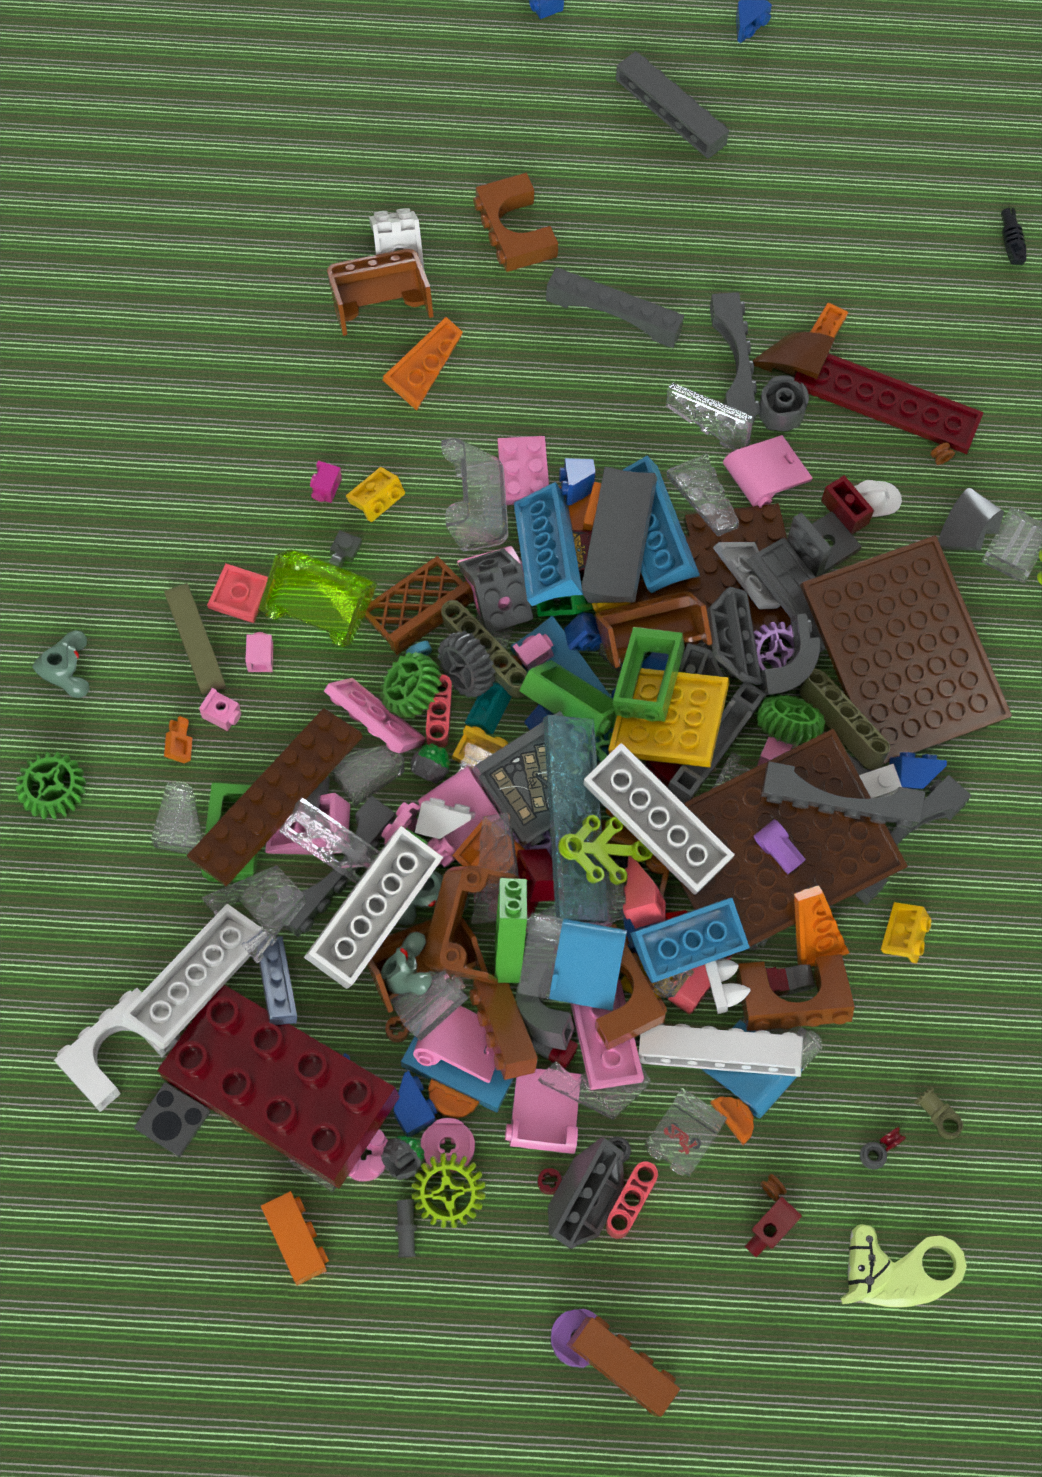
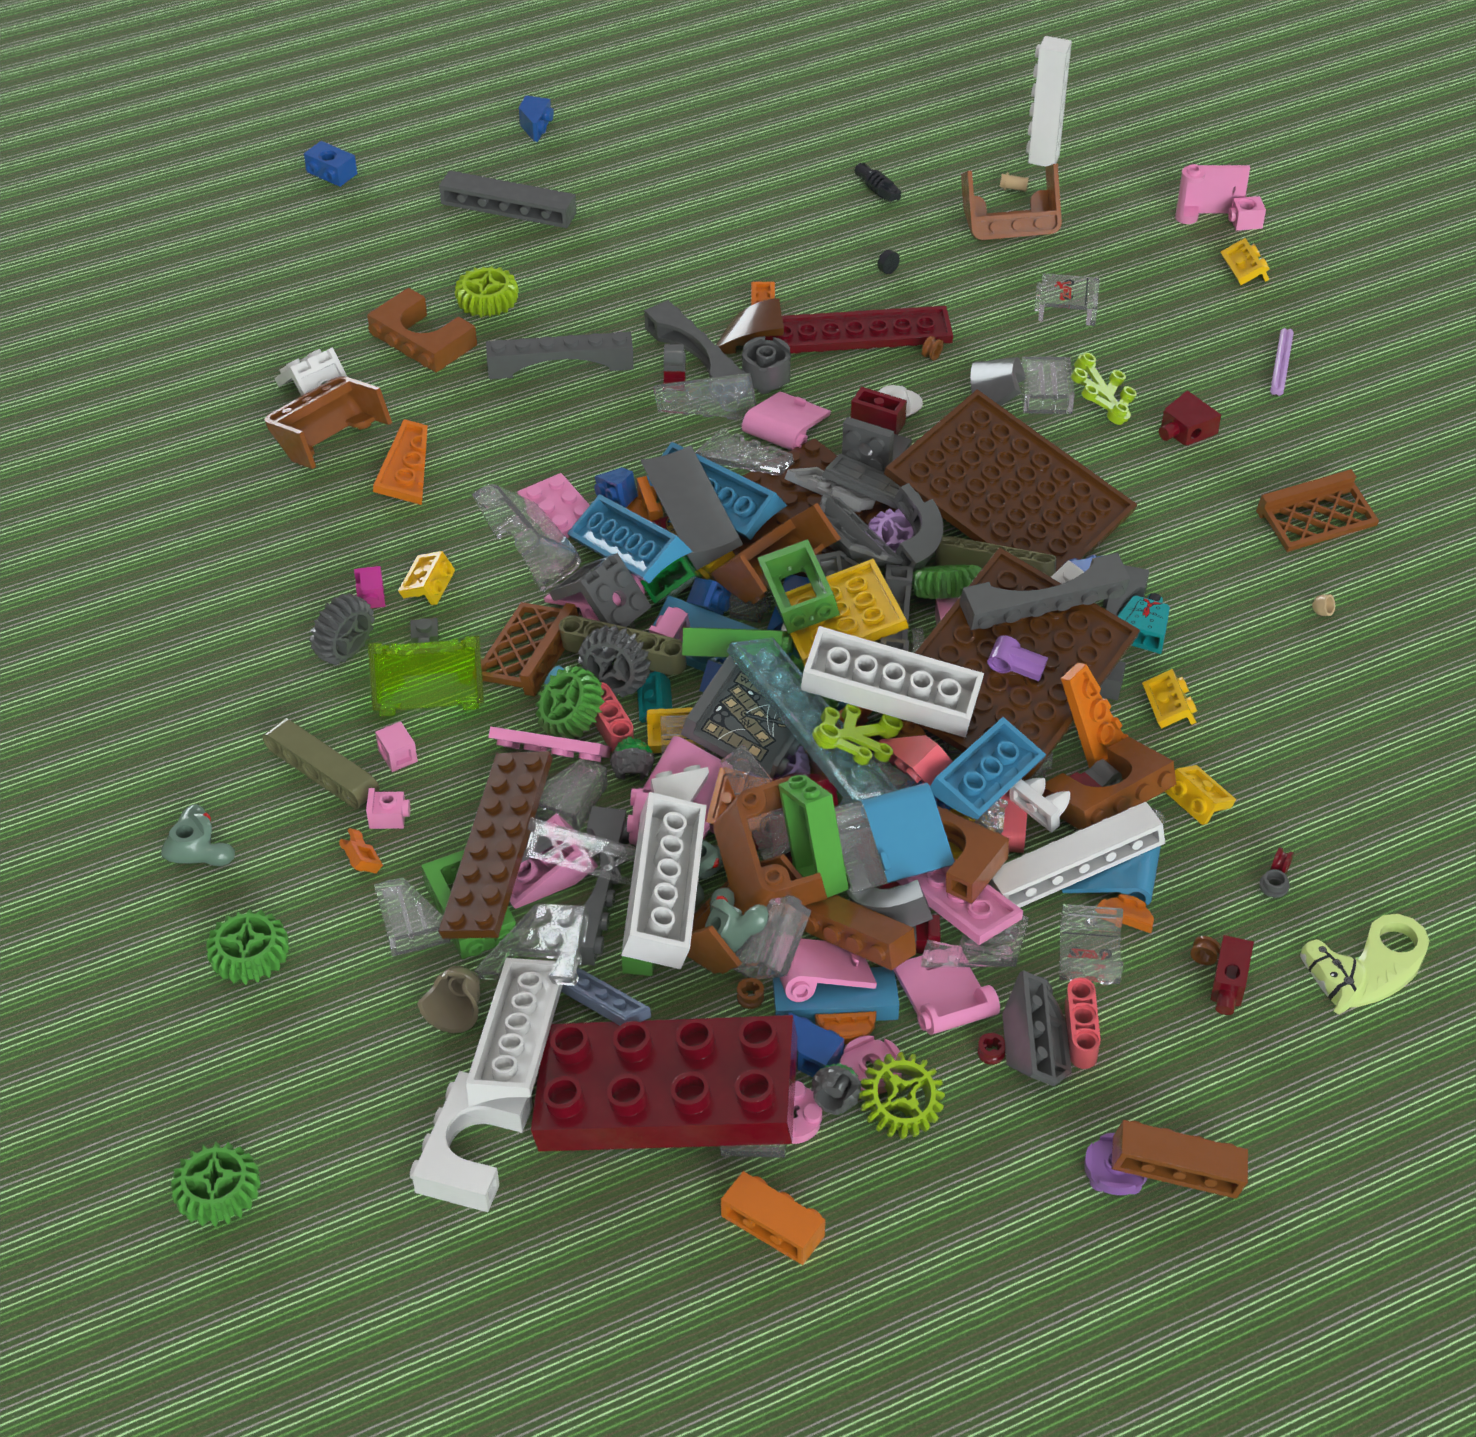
camera: 25 degrees left, 20 degrees down
(172, 916) = (452, 1000): none -> dark tan helmet
(172, 1119) = (571, 1179): dark grey tile -> none
(238, 593) = (342, 709): coral plate -> none
(275, 518) = (342, 628): none -> dark grey gear
(406, 1228) = (880, 1155): dark grey pin -> none
(595, 211) = (486, 291): none -> lime gear
(702, 370) = (674, 363): none -> dark grey leg
(870, 1036) = (1199, 793): none -> yellow bracket
(935, 842) = (1151, 618): none -> teal torso
(939, 1112) = (1308, 822): olive connector -> none
(964, 335) = (888, 261): none -> black tile

